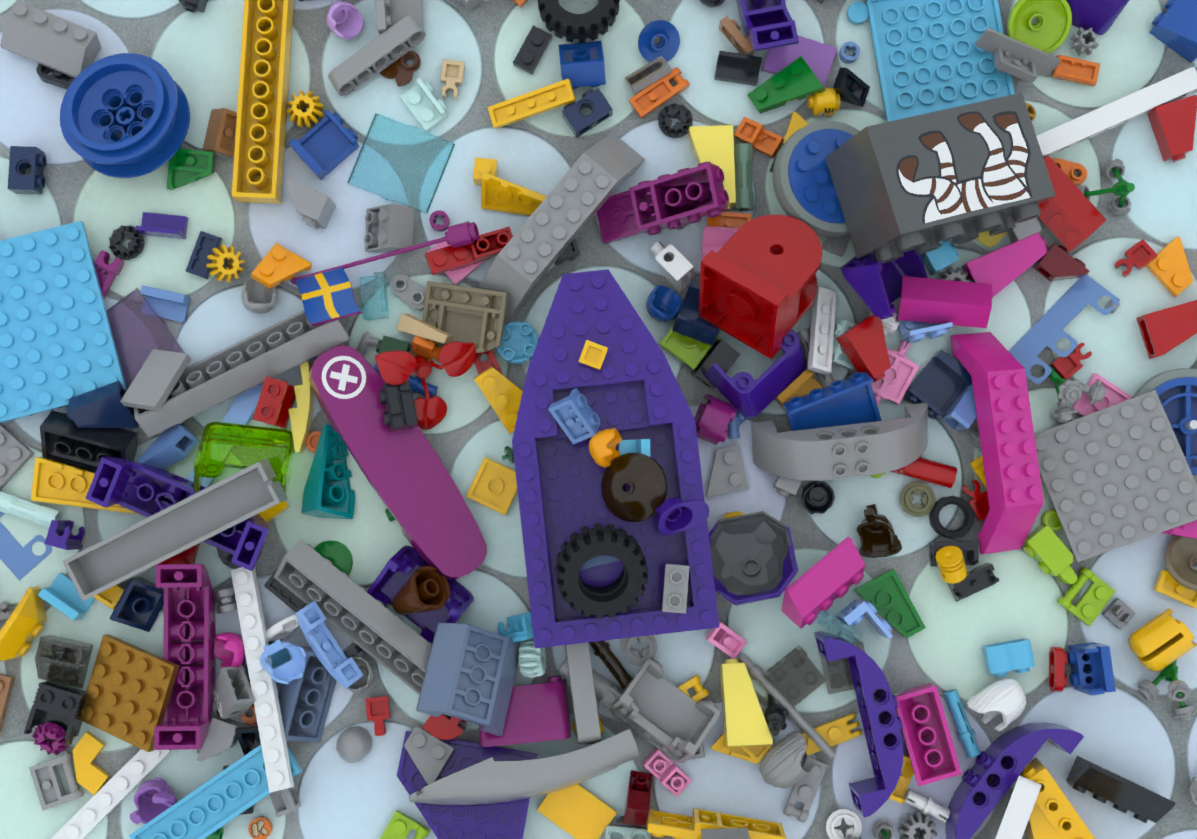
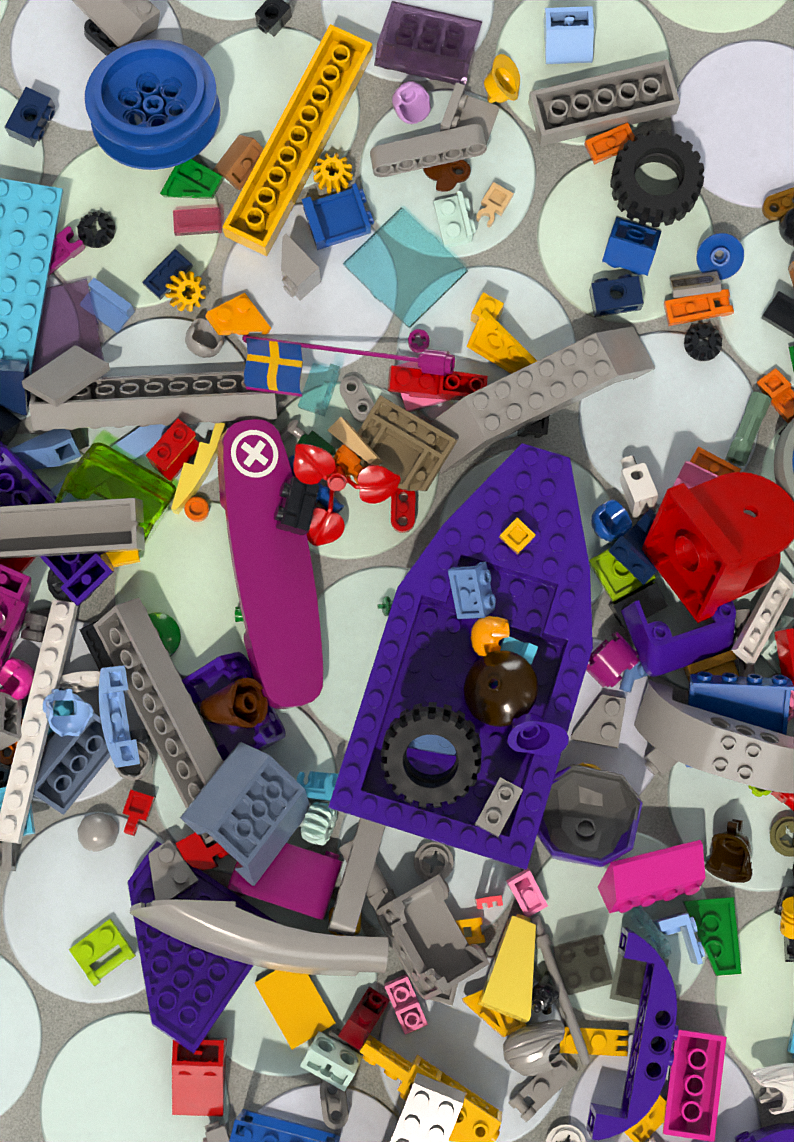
camera: 25 degrees right, 5 degrees down
(163, 225) = (140, 228): dark purple panel -> none
(209, 199) = (197, 221): none -> clear pink tile
(328, 482) = (189, 556): teal wedge -> none
(388, 228) = (364, 326): light grey slope -> none
(494, 486) = (356, 632): yellow tile -> none
(501, 395) = (404, 542): yellow wing -> none
(518, 342) = (444, 496): medium azure dish -> none
(531, 103) = (563, 263): yellow plate -> none
(532, 50) = (587, 211): black plate -> none
(612, 663) = (397, 860): dark brown pin -> none
(664, 203) = (655, 418): magenta wedge -> none
(697, 660) = (488, 901): none -> coral tile
(716, 146) = (727, 398): light yellow slope -> none
(817, 497) = (685, 787): black hair -> none
(963, 727) = (737, 1092): medium azure pin -> none

